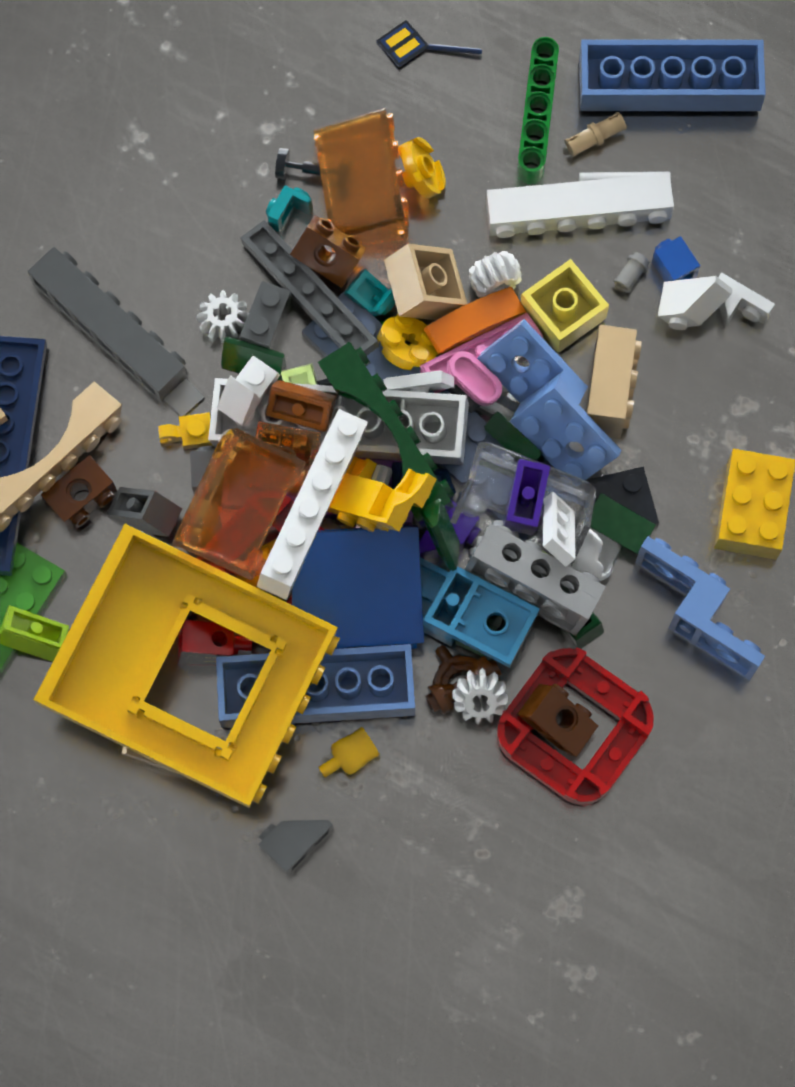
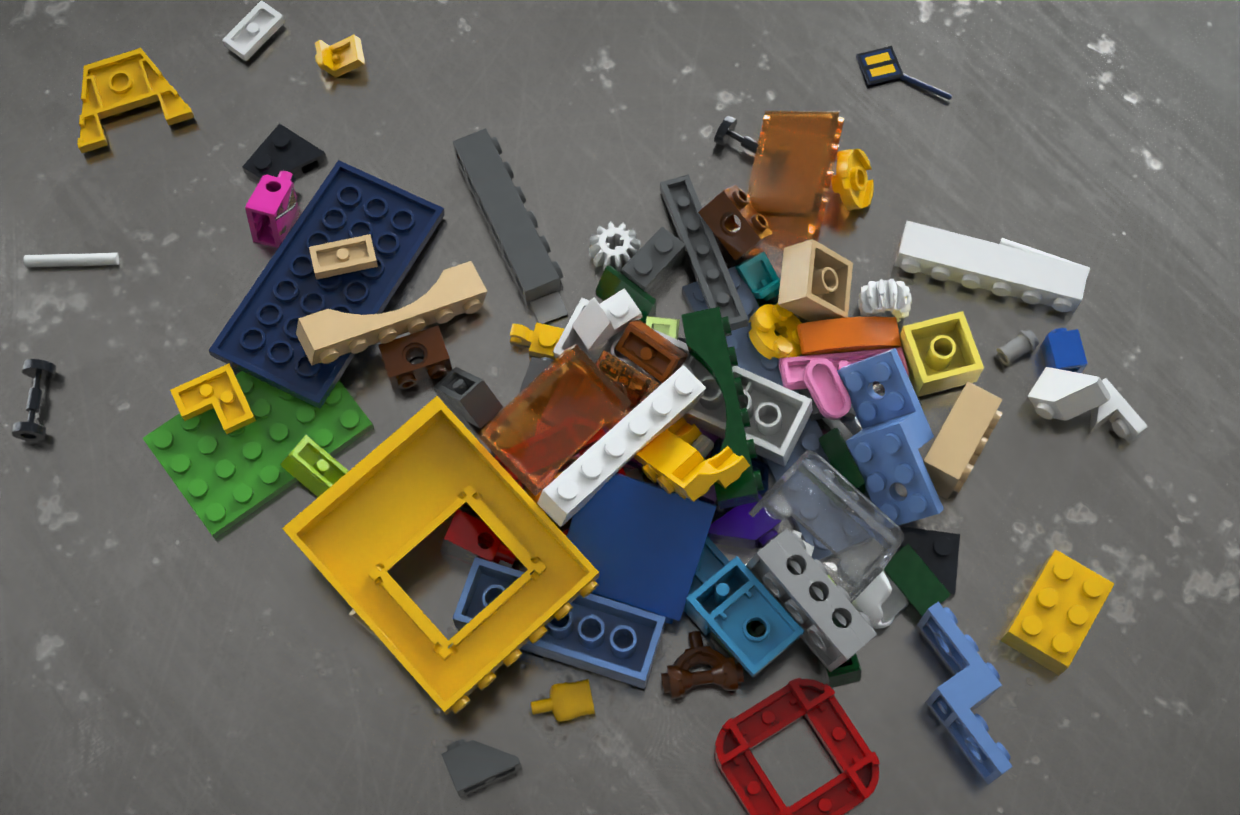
camera: 20 degrees right, 5 degrees down
(281, 208) = (709, 169): teal bracket -> none
(420, 382) = (775, 372): white plate -> none
(442, 532) = (737, 520): dark green slope -> none
(480, 685) = (720, 685): white gear -> none
(526, 497) = (833, 518): dark purple slope -> none
(541, 97) = (979, 178): green beam -> none
(541, 714) = (768, 733): reddish brown brick -> none
(558, 528) = (852, 561): white hinge -> none
(595, 134) = (1030, 208): tan pin -> none
(671, 75) = (1125, 179): medium blue brick -> none

